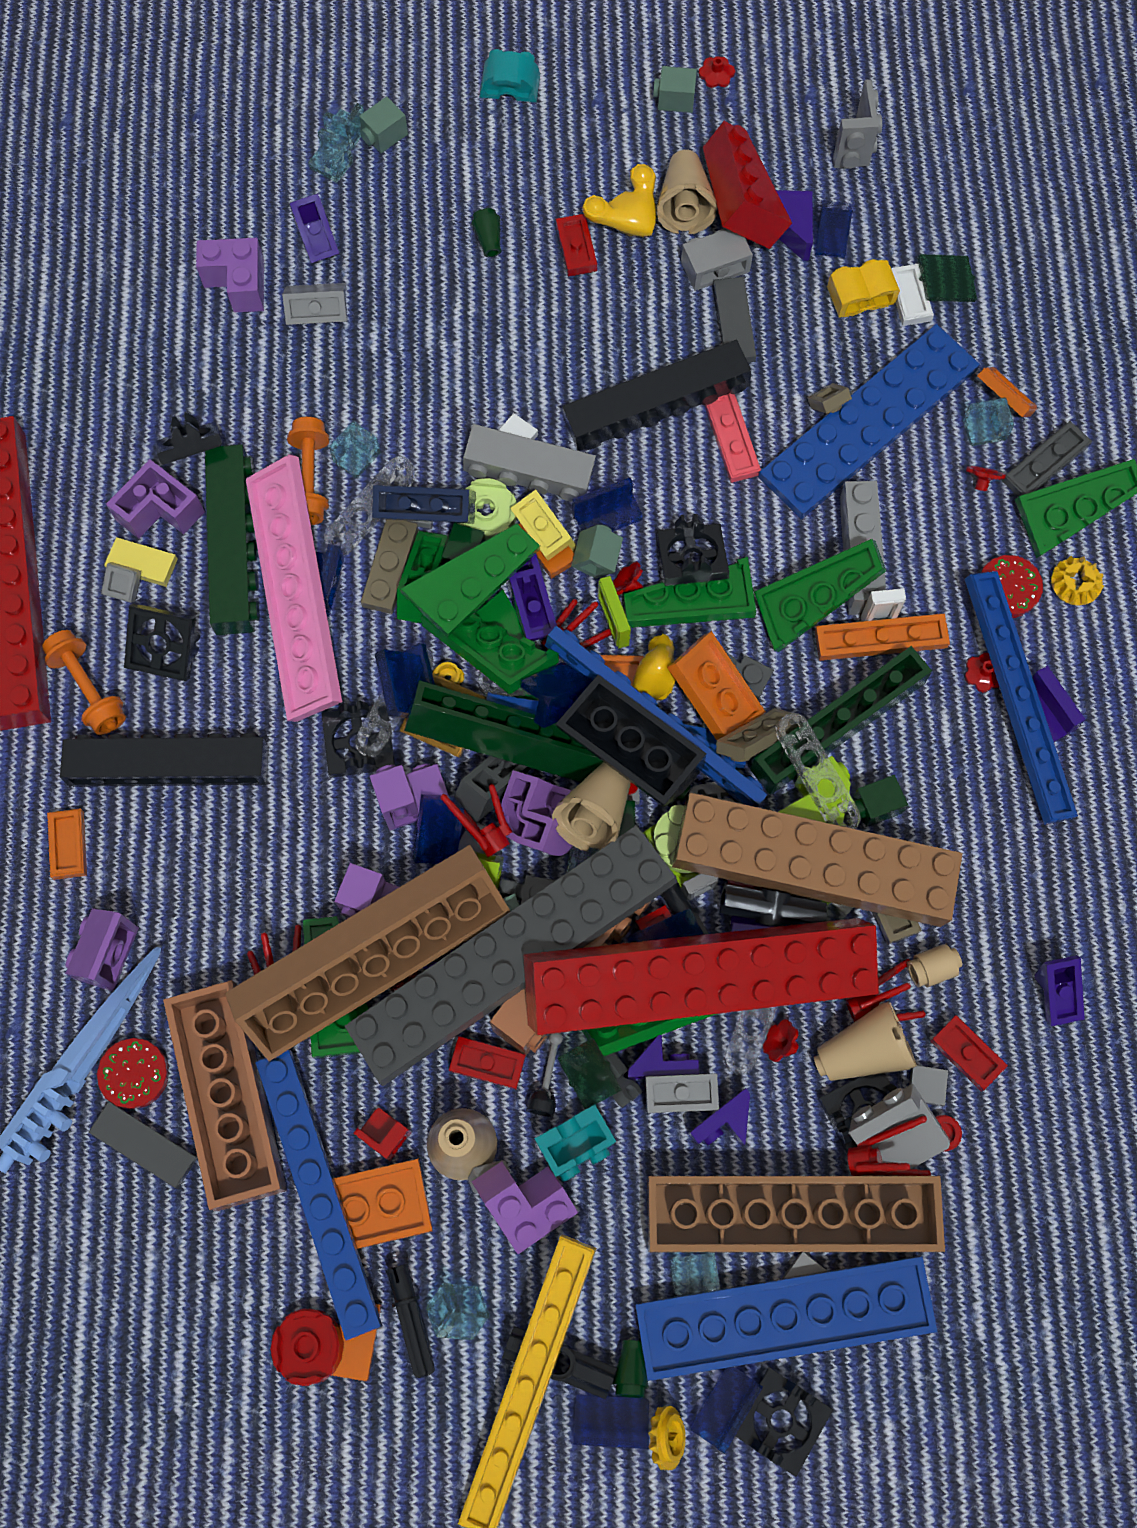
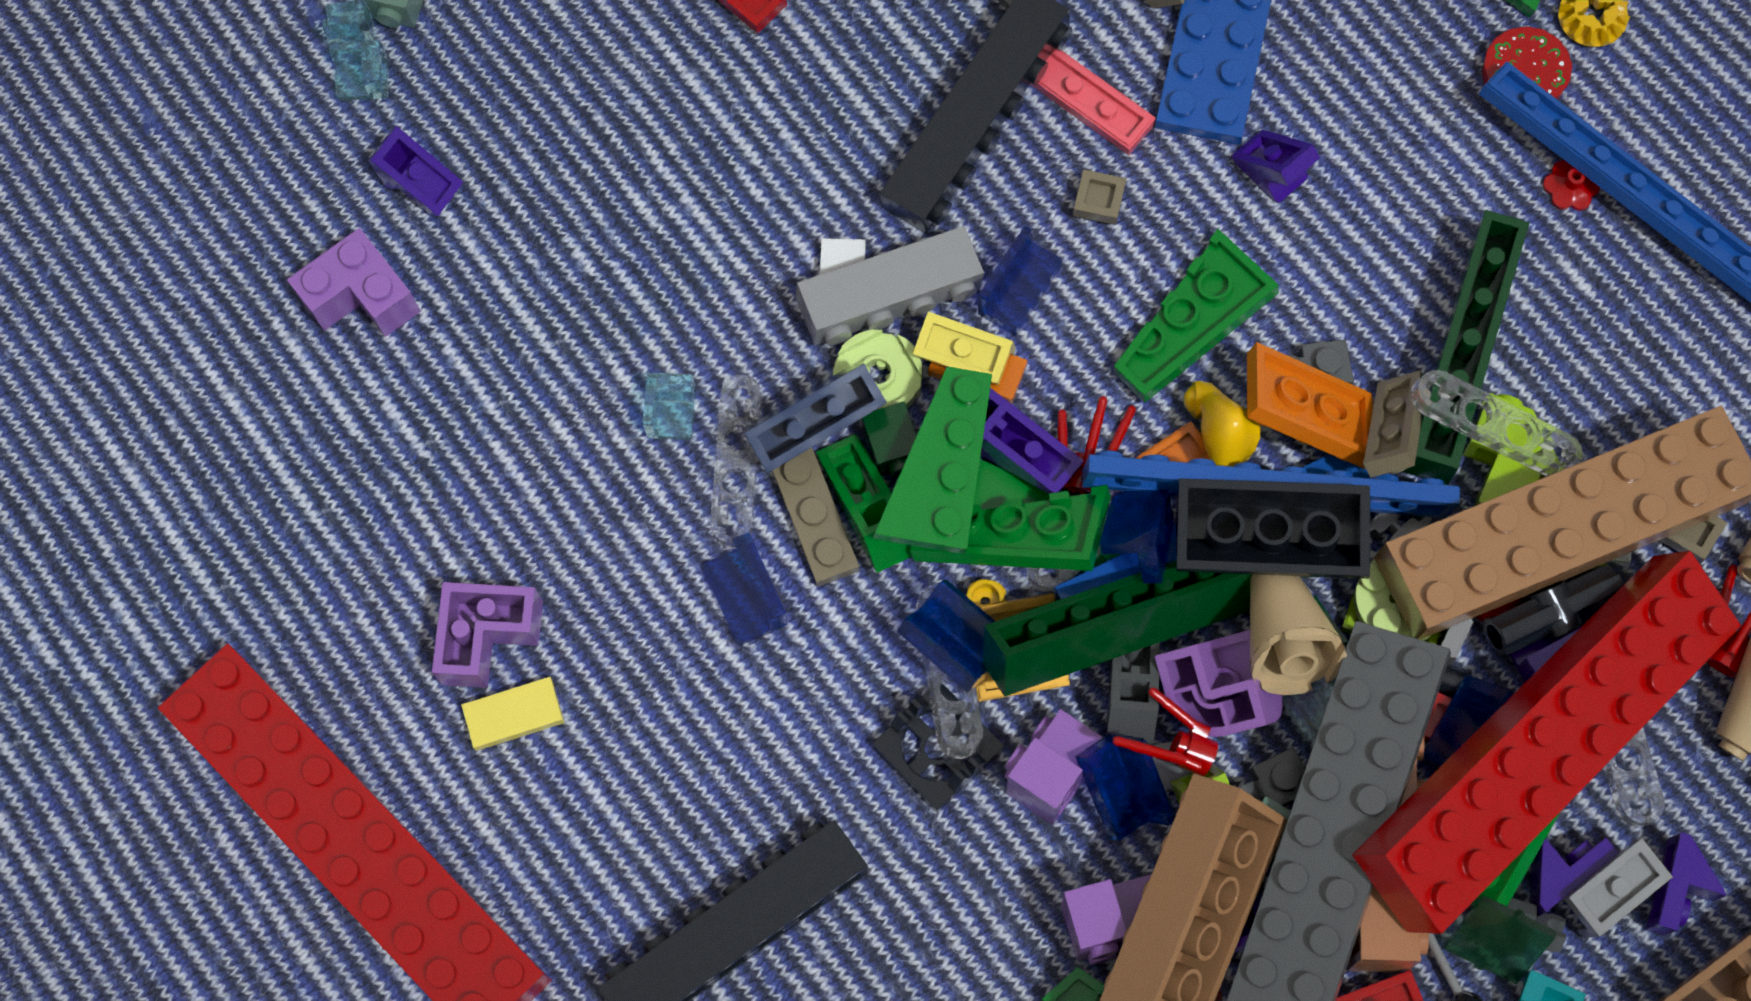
camera: 30 degrees left, 0 degrees up
(64, 650) = (507, 882): orange piece -> none
(121, 582) = (510, 754): light grey tile -> none
(137, 661) = (605, 835): black piece -> none
(187, 439) = (469, 537): black piece -> none
(230, 542) = (604, 614): dark green brick -> none
(293, 589) = (734, 620): bright pink plate -> none
(310, 435) = (601, 426): orange piece -> none
(315, 303) = (481, 260): light grey panel -> none
(487, 229) = (622, 39): dark green cone -> none
(597, 551) = (1047, 336): sand green brick -> none
(613, 612) = (1121, 395): lime tile -> none
(627, 579) = (1103, 346): red plant -> none
(692, 493) = (1099, 197): none -> dark tan plate
(692, 571) = (1173, 288): black piece -> none
(781, 1041) = (1672, 752): red plant -> none
(811, 541) = (1276, 162): none -> dark purple slope
(813, 593) = (1328, 225): green wing -> none
(859, 524) = (1339, 132): light grey brick -> none
(880, 801) = (1576, 404): dark green brick -> none
(881, 637) = (1434, 221): orange plate -> none
(883, 605) = (1418, 187): white tile -> none
(1059, 709) = (1680, 168): dark purple panel -> none

